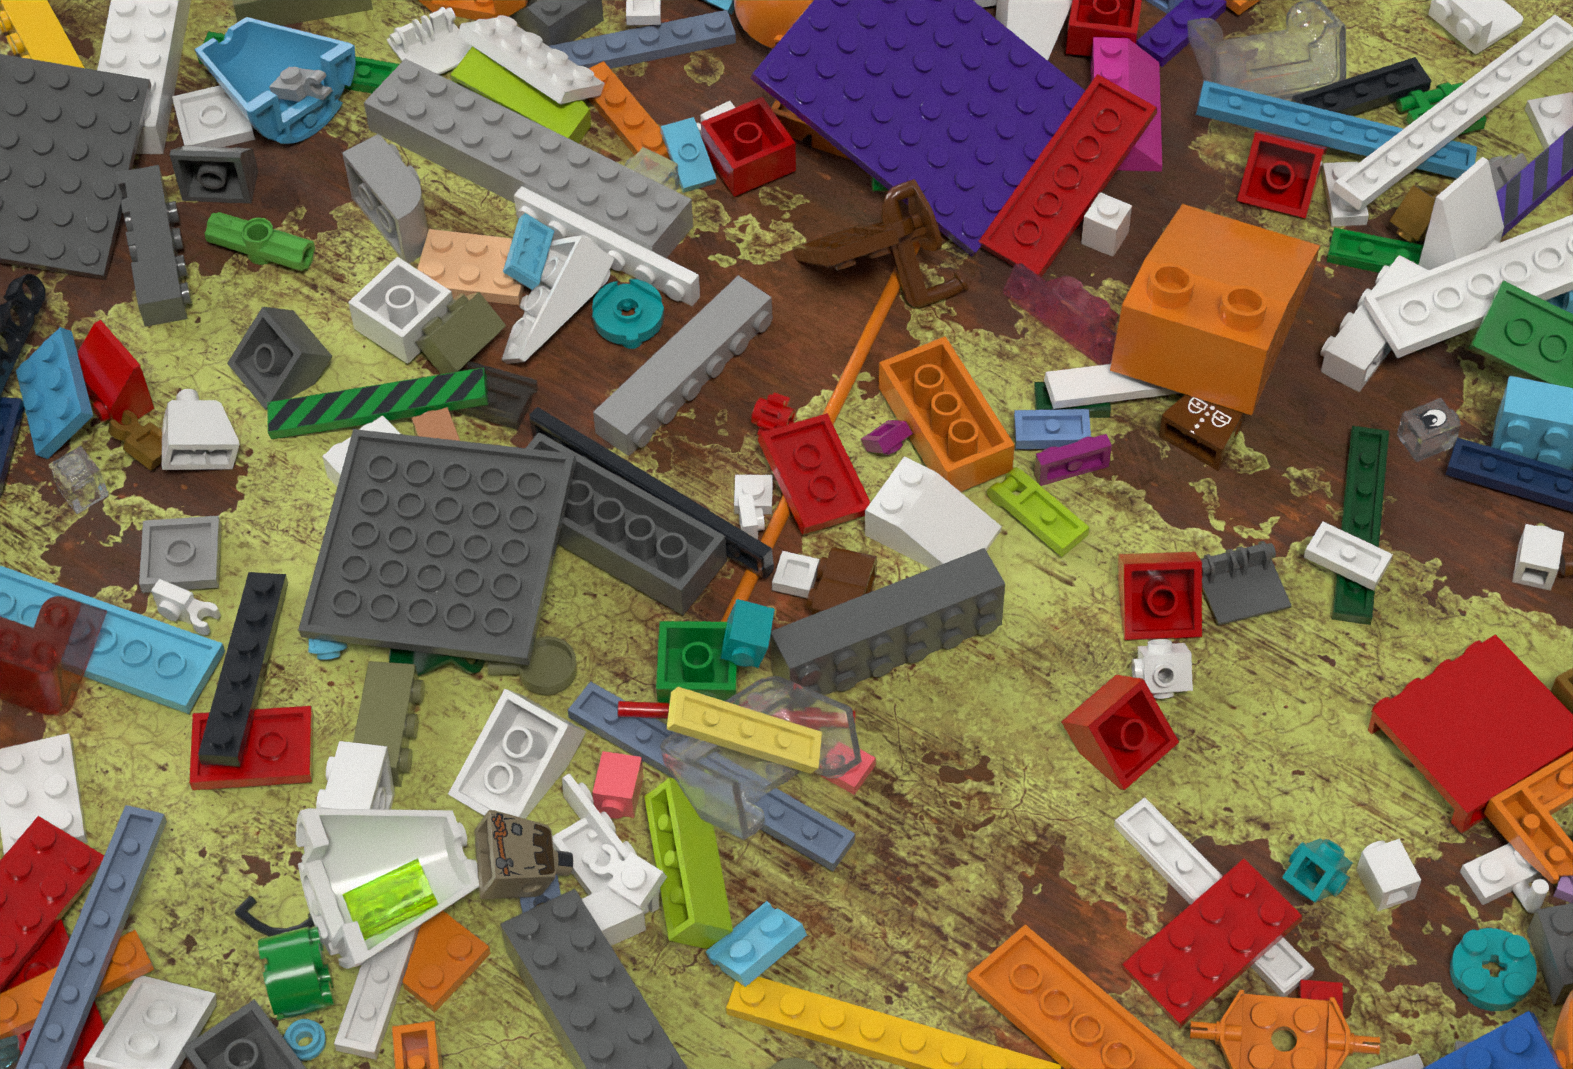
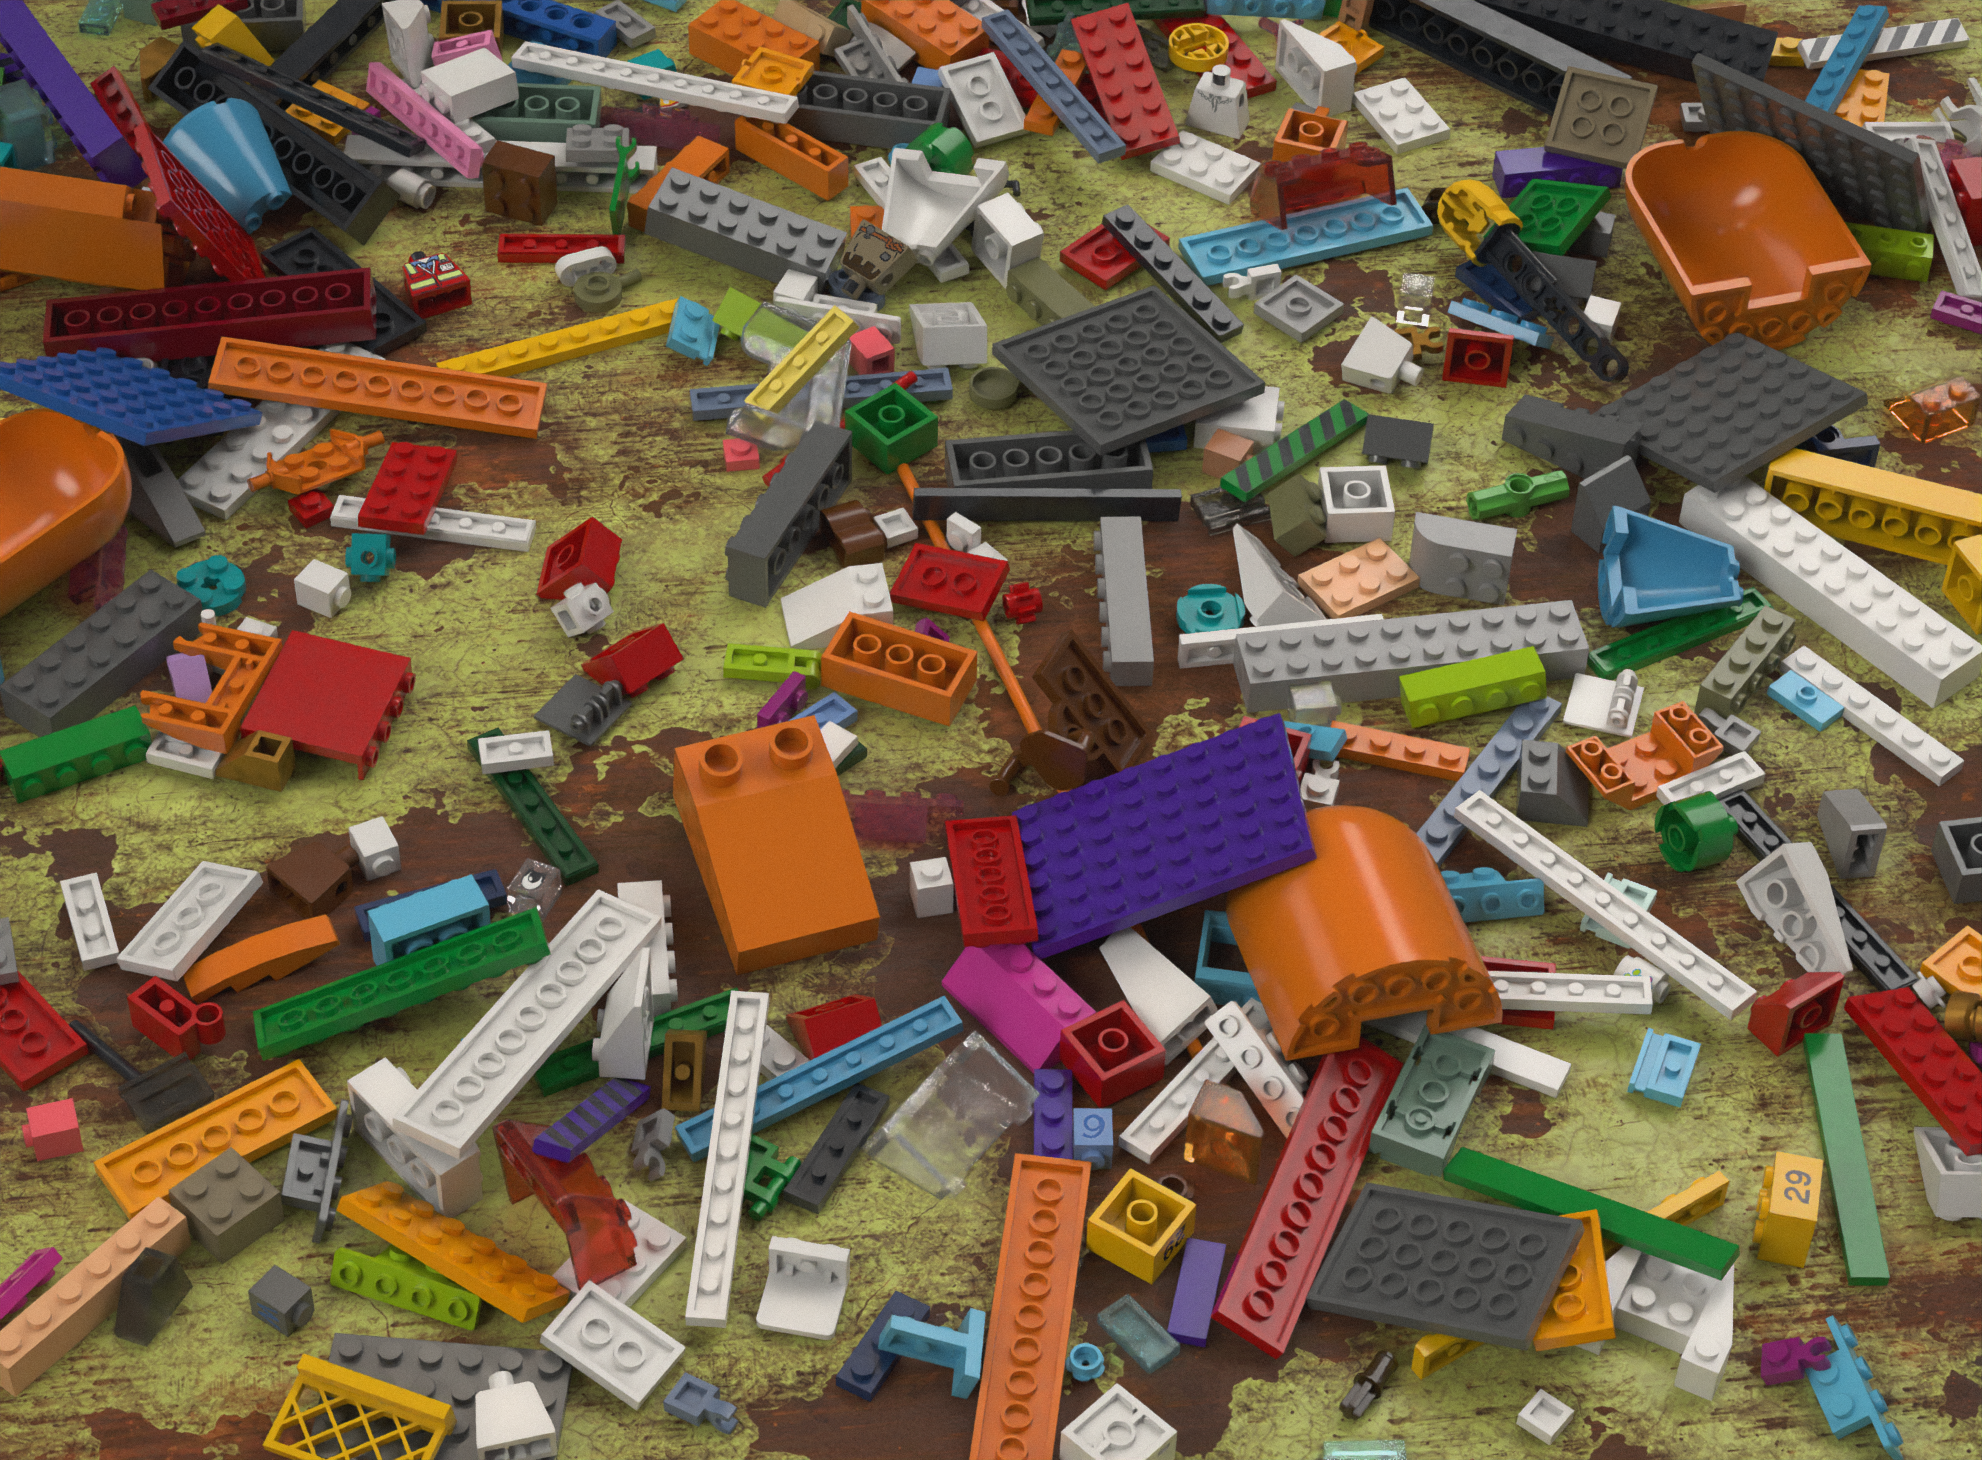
camera: 135 degrees right, 10 degrees down
(297, 83) = (1648, 589): light grey plate -> none
(390, 899) = (920, 199): clear neon green plate -> none
(528, 251) = (1322, 590): medium azure plate -> none
(531, 59) = (1497, 701): white plate -> none
(632, 878) = (795, 290): white plate -> none
(747, 633) = (868, 426): teal brick -> none

